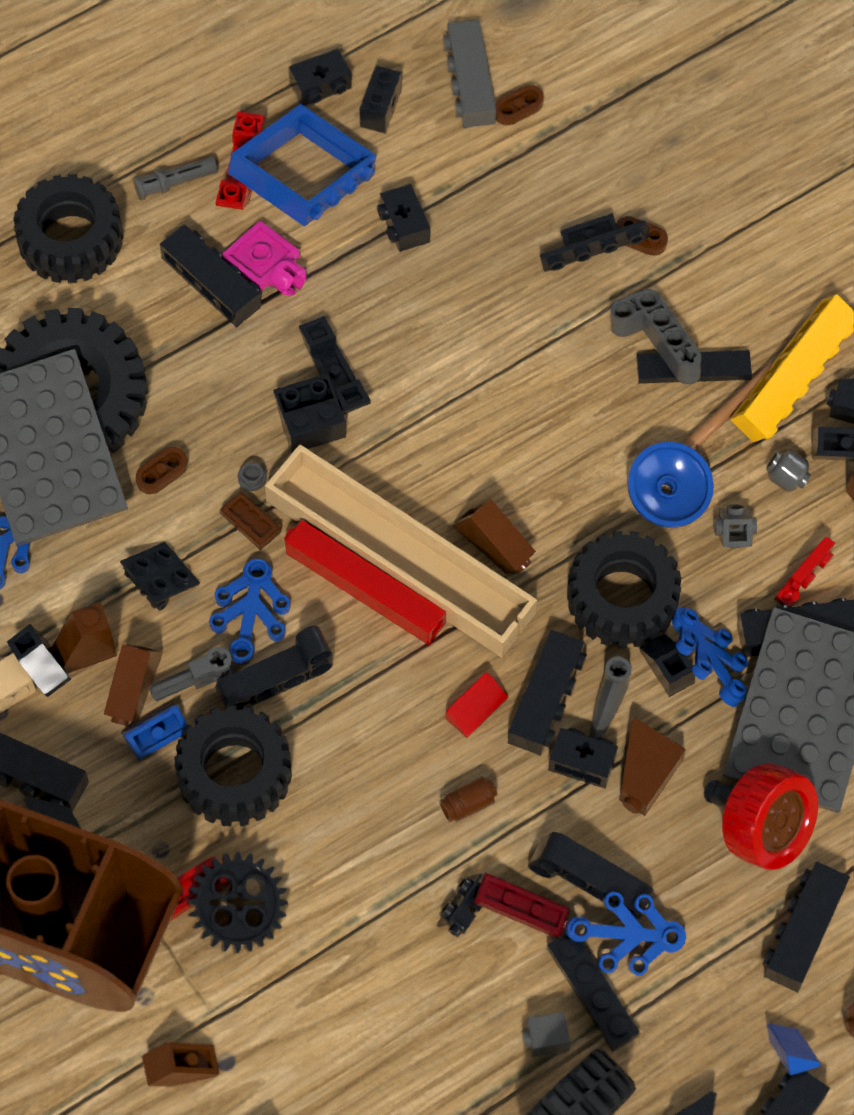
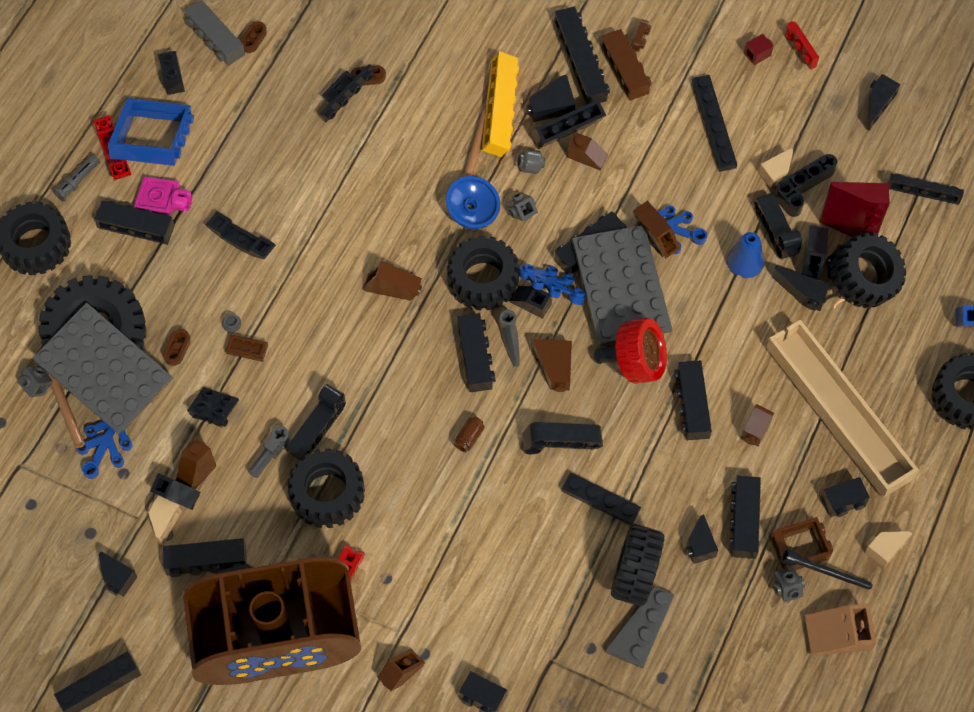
camera: 30 degrees left, 0 degrees up
(131, 683) = (237, 476): reddish brown slope -> none
(155, 731) = (267, 495): blue slope -> none
(237, 930) = (385, 578): black gear -> none
(250, 606) = (278, 395): blue plant -> none
(310, 413) = (244, 269): black slope -> none
(320, 77) = (127, 78): black brick -> none
(364, 582) = (334, 346): red brick -> none
(380, 533) = (344, 318): tan piece -> none
(404, 218) = (227, 132): black brick -> none
(456, 912) = (503, 483): black hinge -> none
(476, 705) = (440, 381): red slope -> none
(521, 905) = (534, 475): dark red tile -> none
(546, 1034) = (592, 536): dark grey brick -> none
(568, 762) = (509, 381): black brick -> none
(632, 934) = (604, 456): blue plant -> none
(650, 313) = (403, 115): dark grey beam -> none
(714, 367) = (442, 132): black tile -> none
(792, 1049) = (727, 469): blue slope -> none
(804, 575) = (575, 214): red hinge -> none

